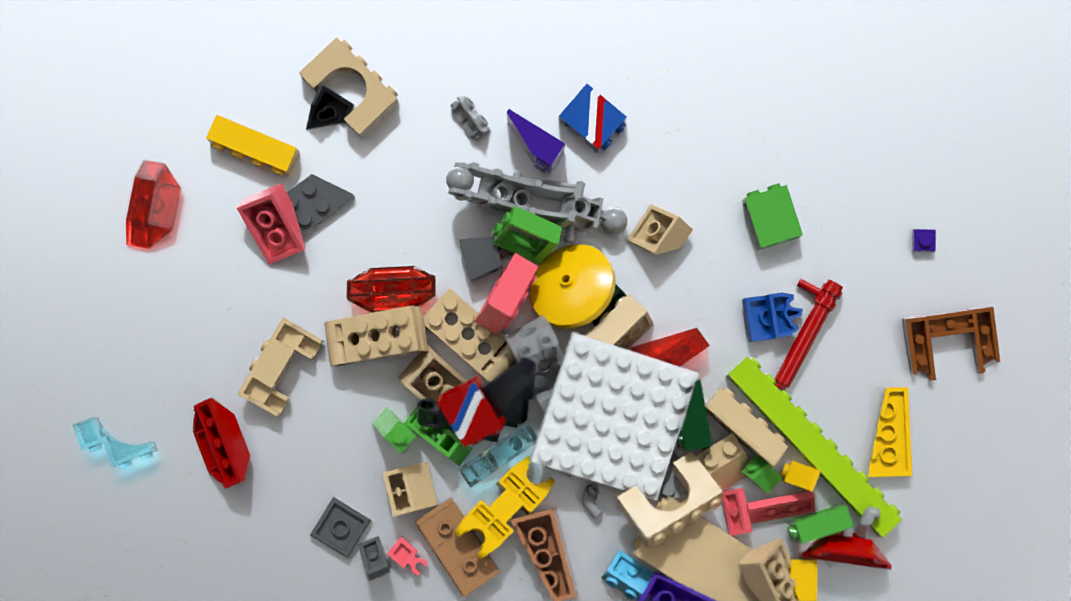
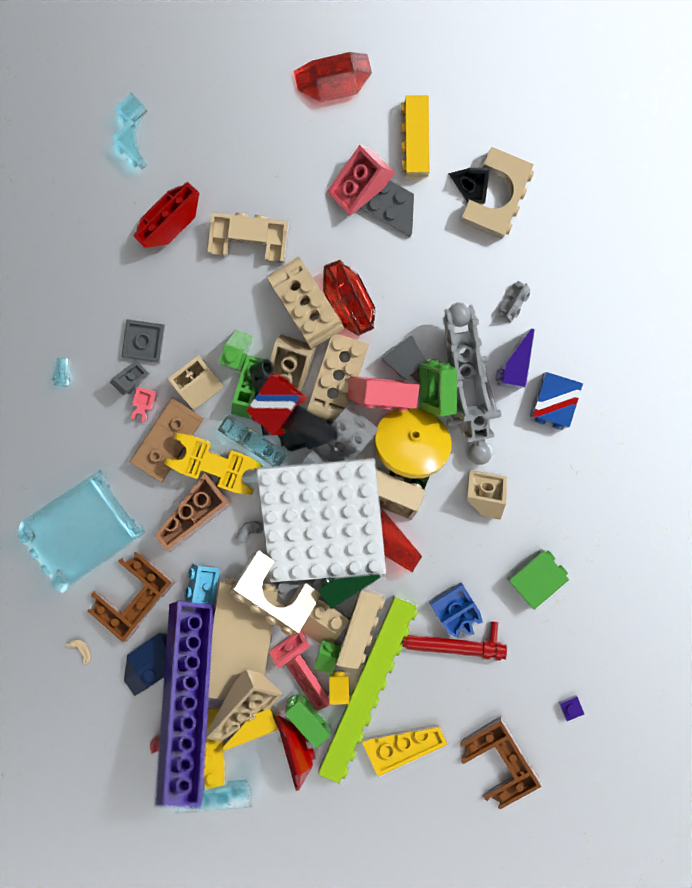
camera: 65 degrees right, 5 degrees up
(866, 520) = (326, 756): light grey arm -> none

